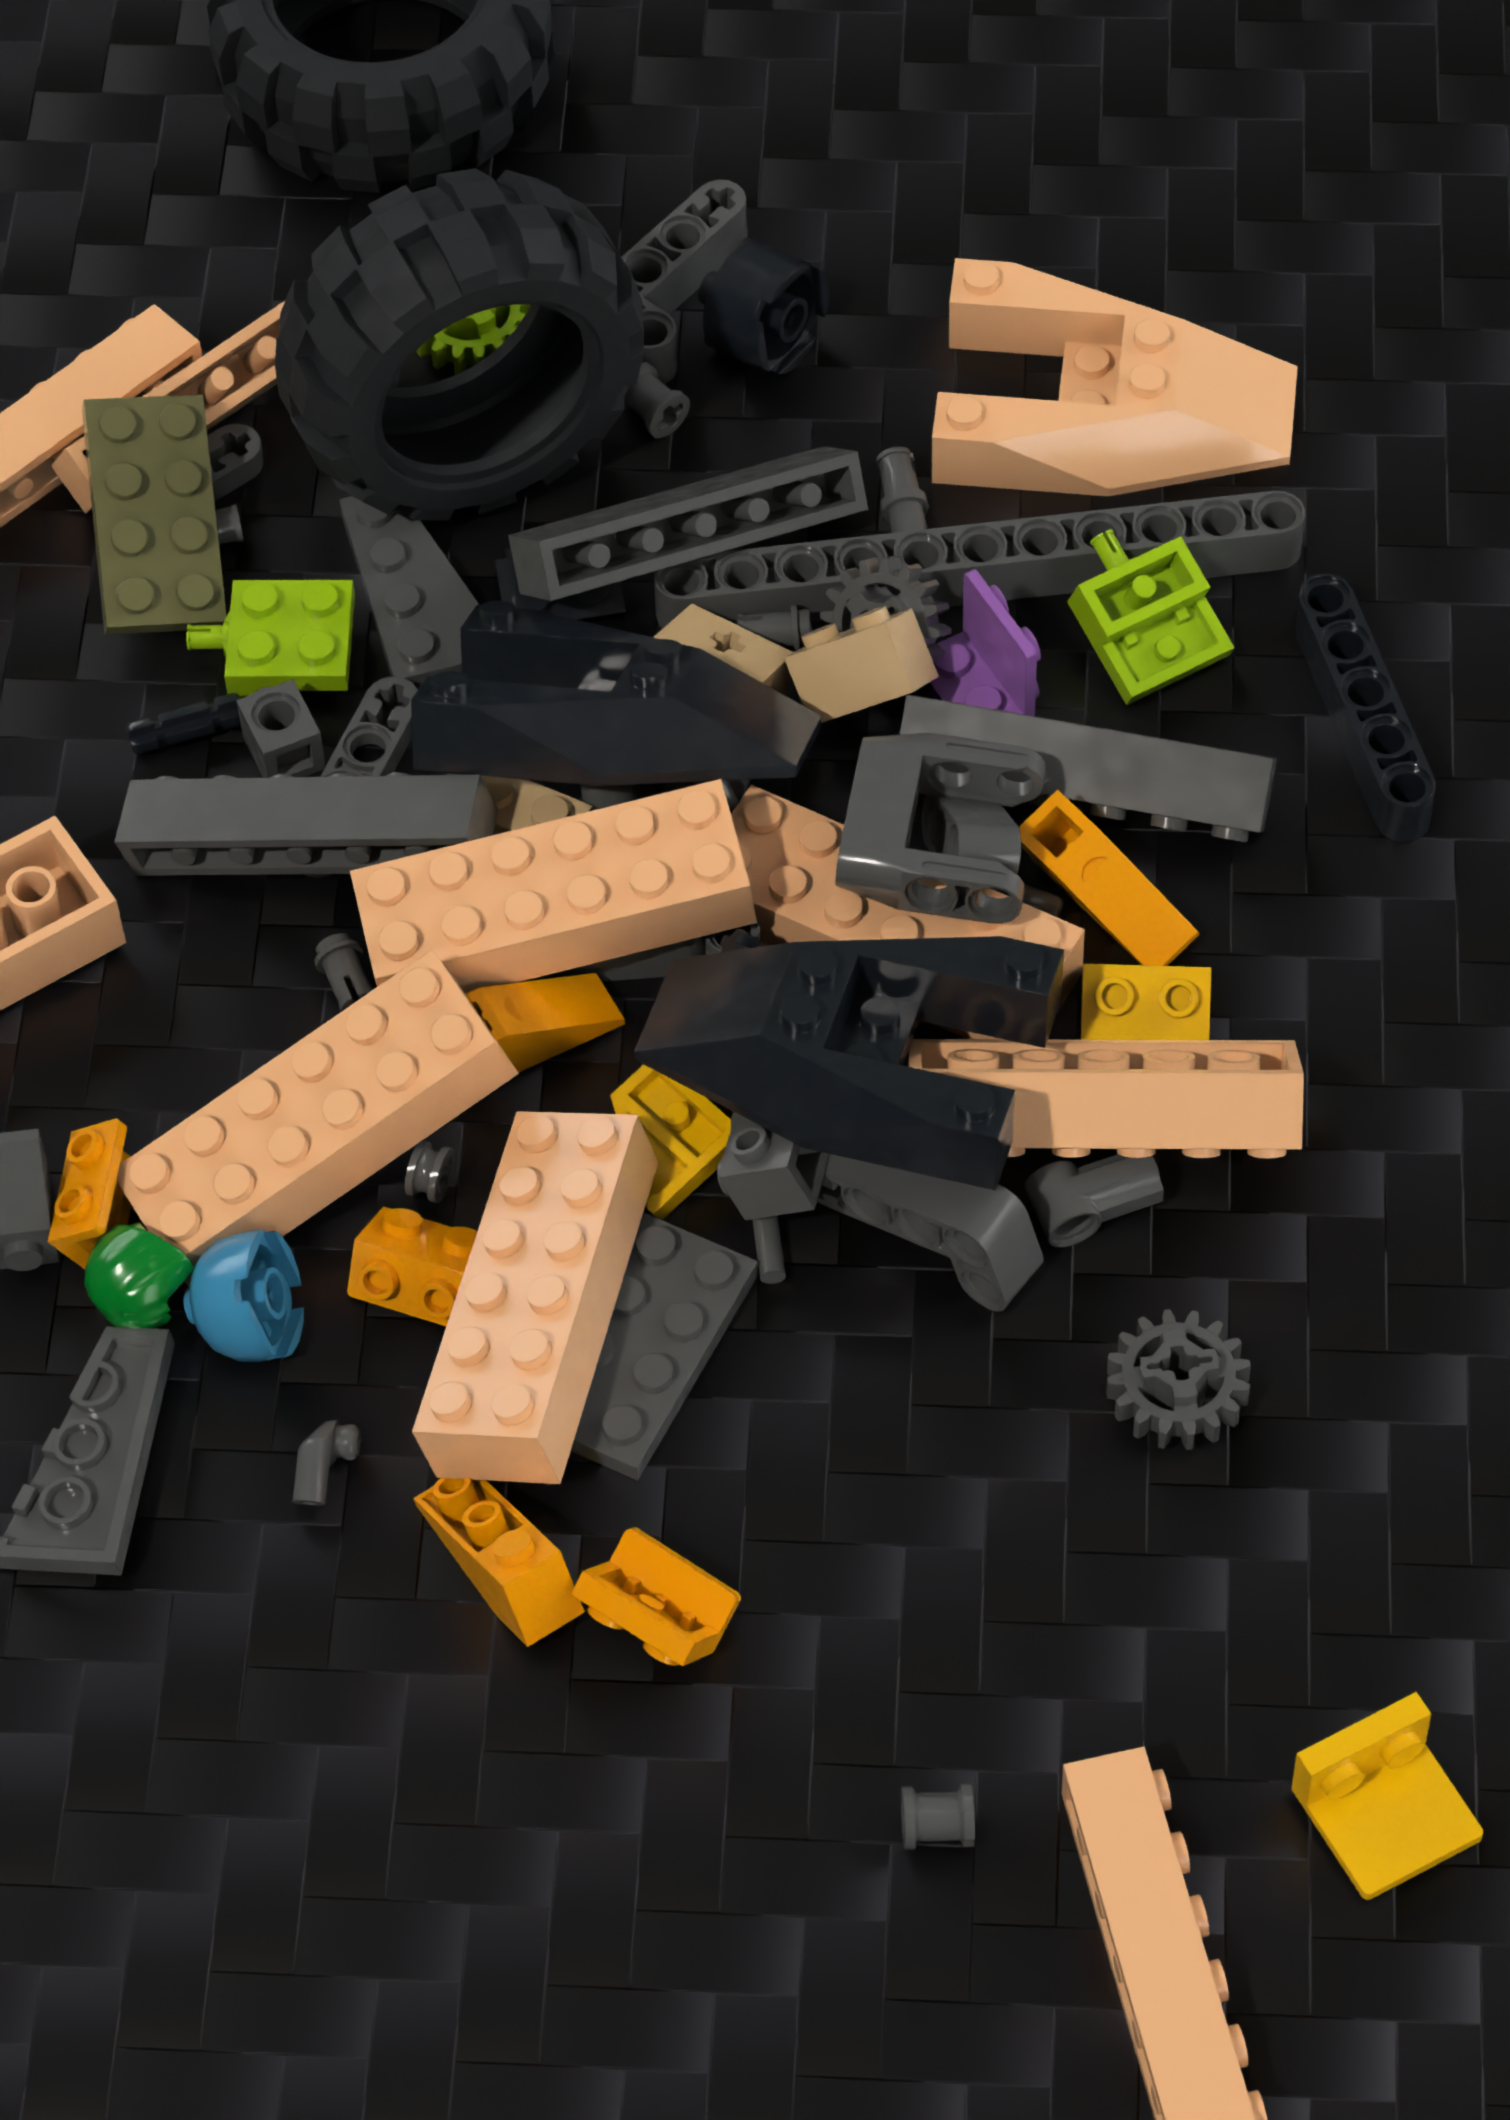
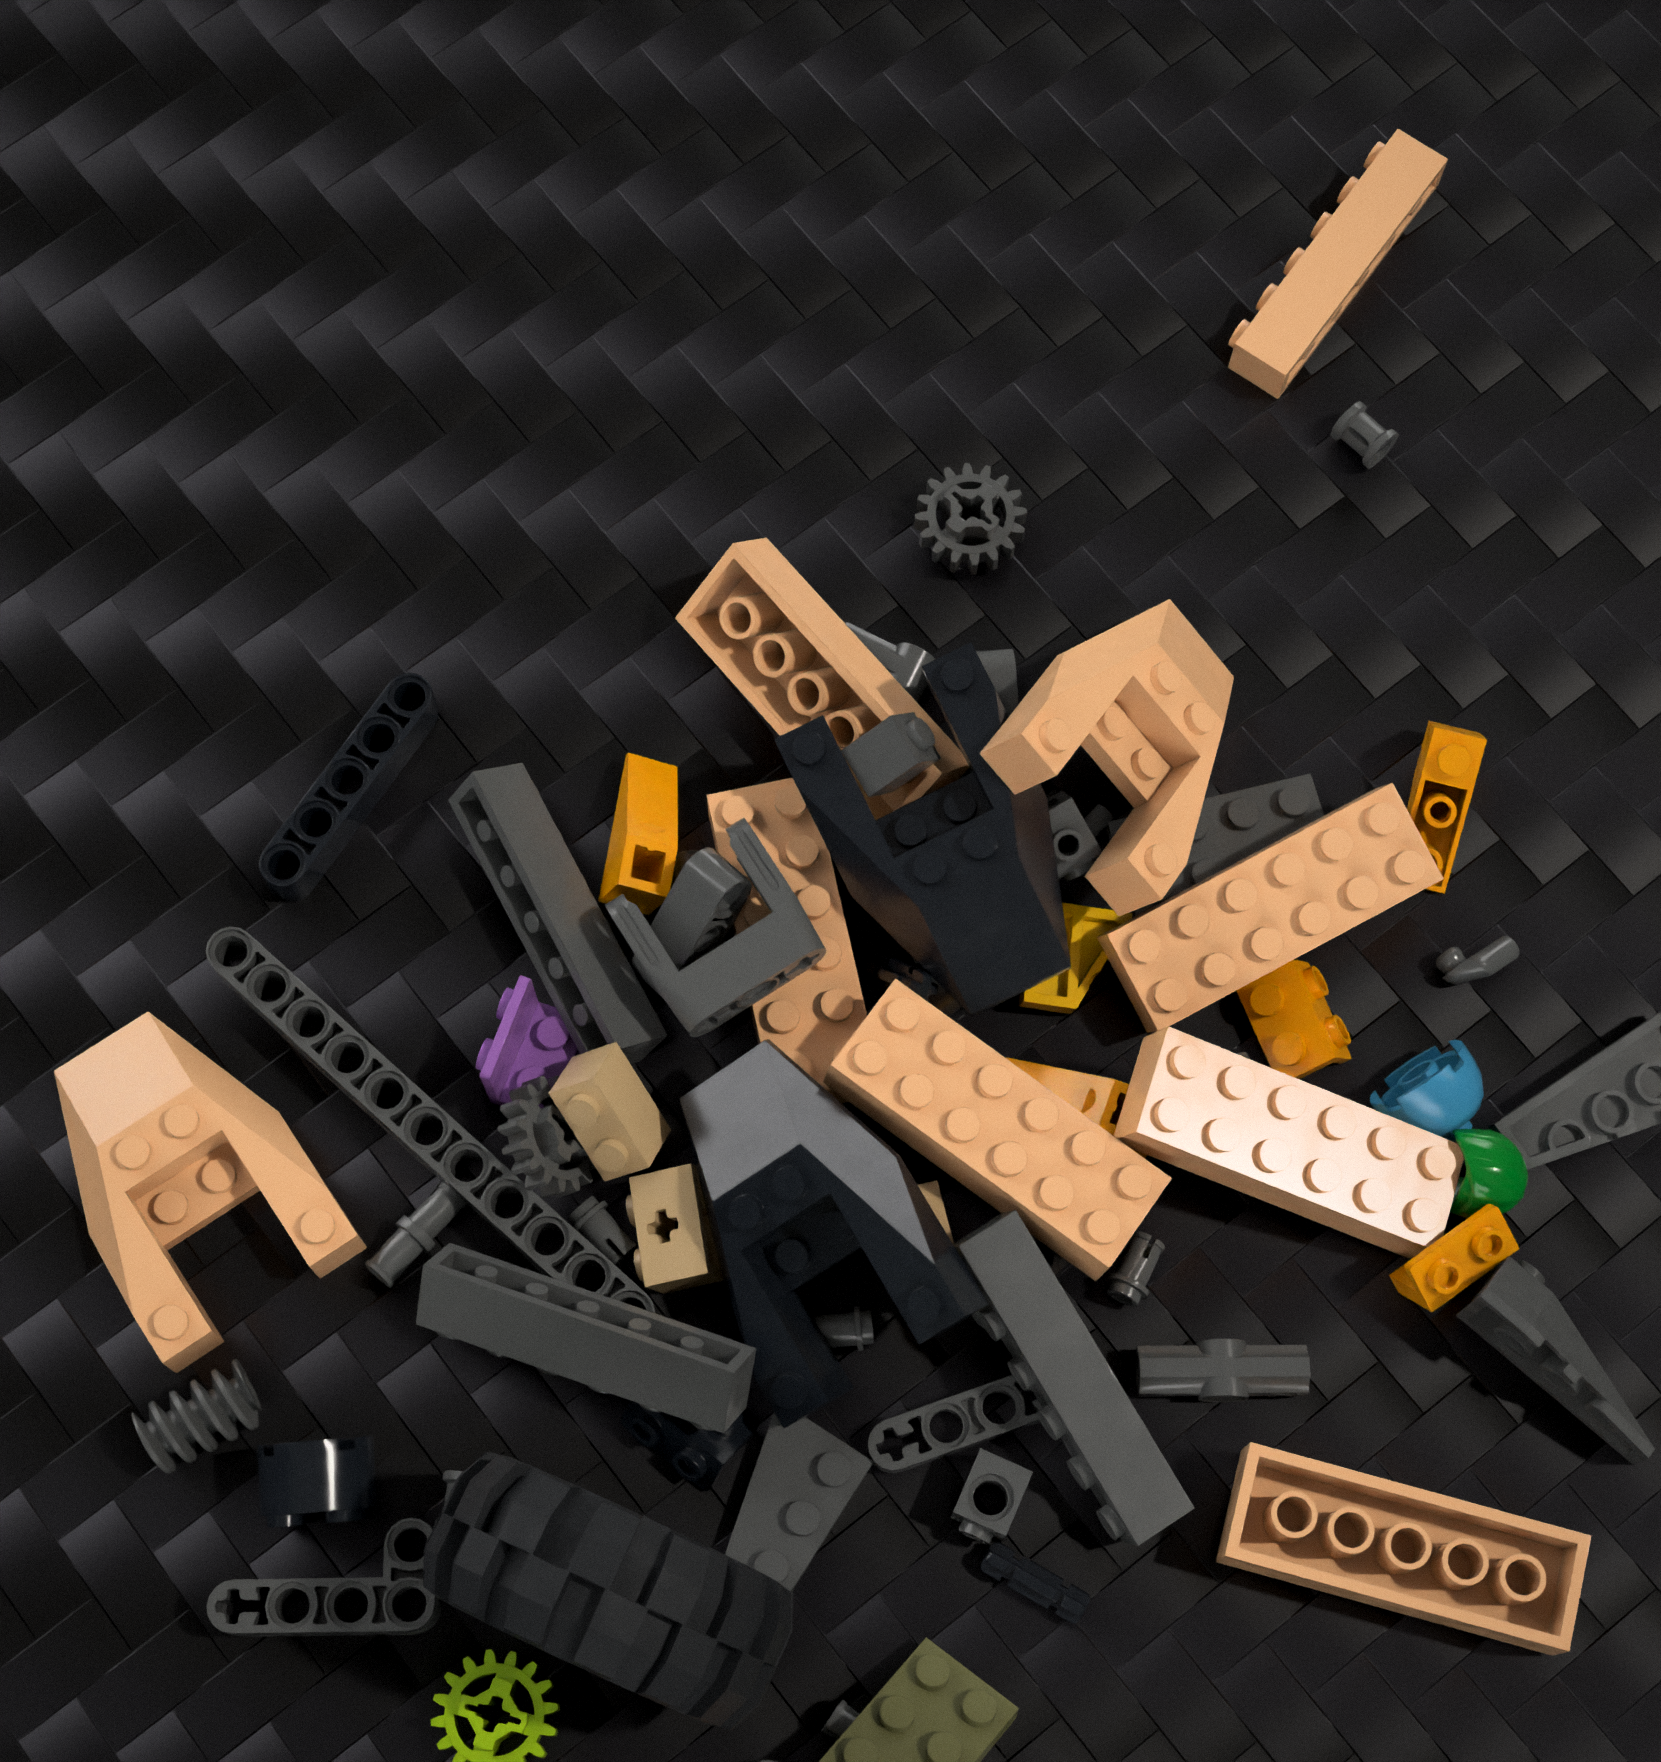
camera: 135 degrees left, 15 degrees up
(198, 968) = (1222, 1370): none -> dark grey piece
(283, 634) = (908, 1572): lime plate -> none
(658, 1599) = (1390, 681): light orange bracket -> none
(816, 1312) = (1151, 716): none -> light nougat wedge
(895, 274) = (199, 1418): none -> dark grey piece
(962, 1033) = (892, 753): none -> dark grey brick
(1145, 1002) = (713, 736): yellow bracket -> none
(1149, 616) = (391, 974): lime plate -> none
(1384, 1798) = (1136, 223): yellow bracket -> none

